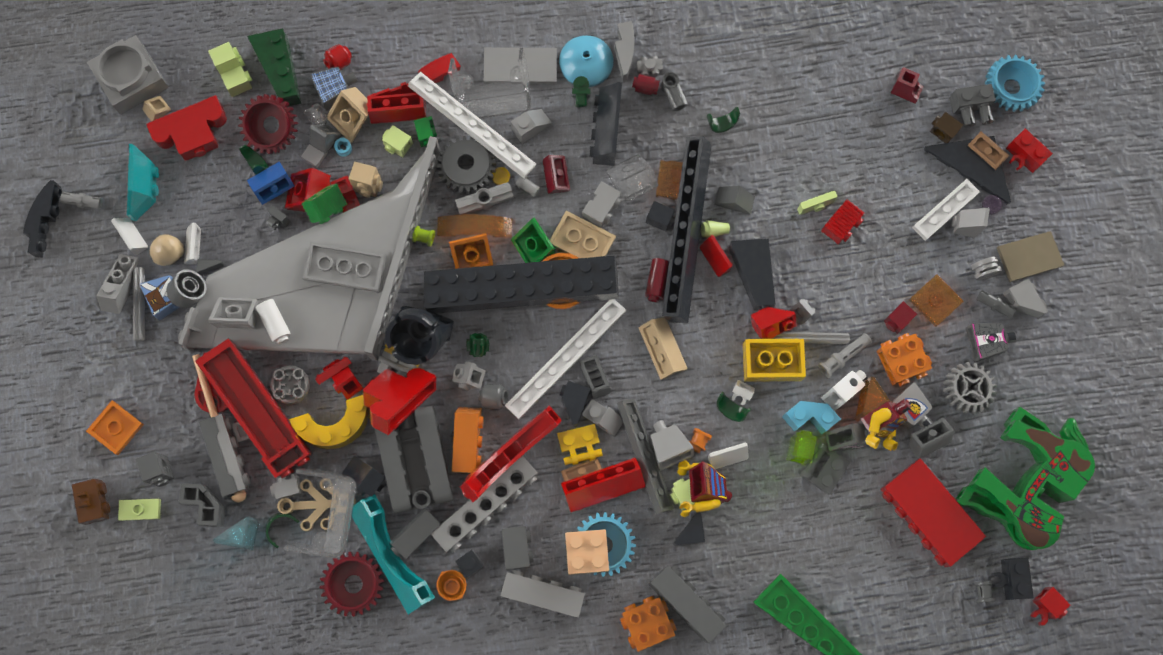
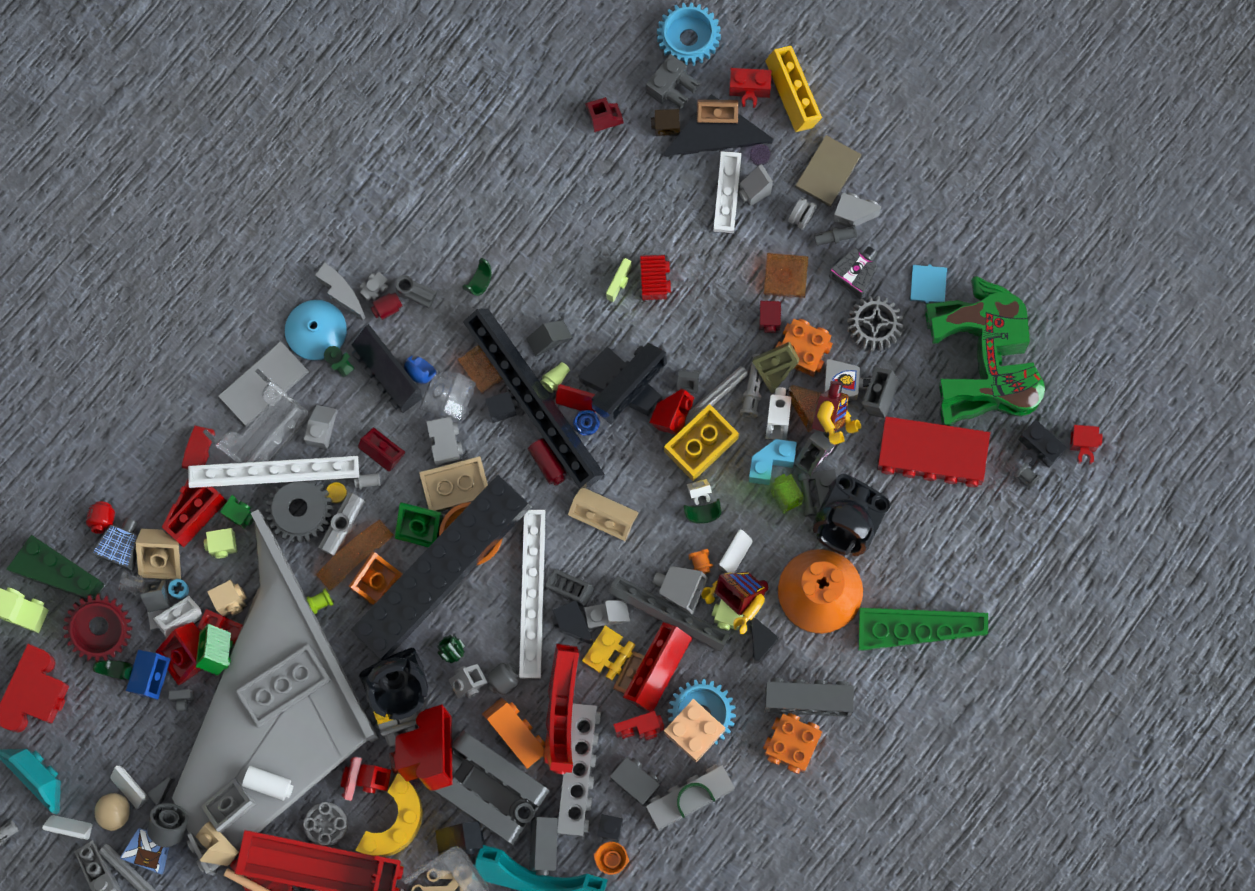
camera: 35 degrees left, 0 degrees up
(201, 335) = (218, 848): none -> tan slope
(326, 163) = (178, 615): none -> white slope
(546, 586) = (690, 786): none -> dark green helmet
(558, 517) = (647, 726): none -> red plate
(628, 144) = (419, 370): none -> blue hair
(710, 272) = (586, 416): none -> blue plate
(747, 540) = (817, 608): none -> orange cone
(761, 275) = (629, 382): none -> black slope
(832, 504) = (849, 516): none -> black piece
(874, 354) = (776, 365): none -> olive wing
(1032, 394) = (928, 284): none -> medium azure piece
(1056, 180) = (793, 88): none -> yellow brick

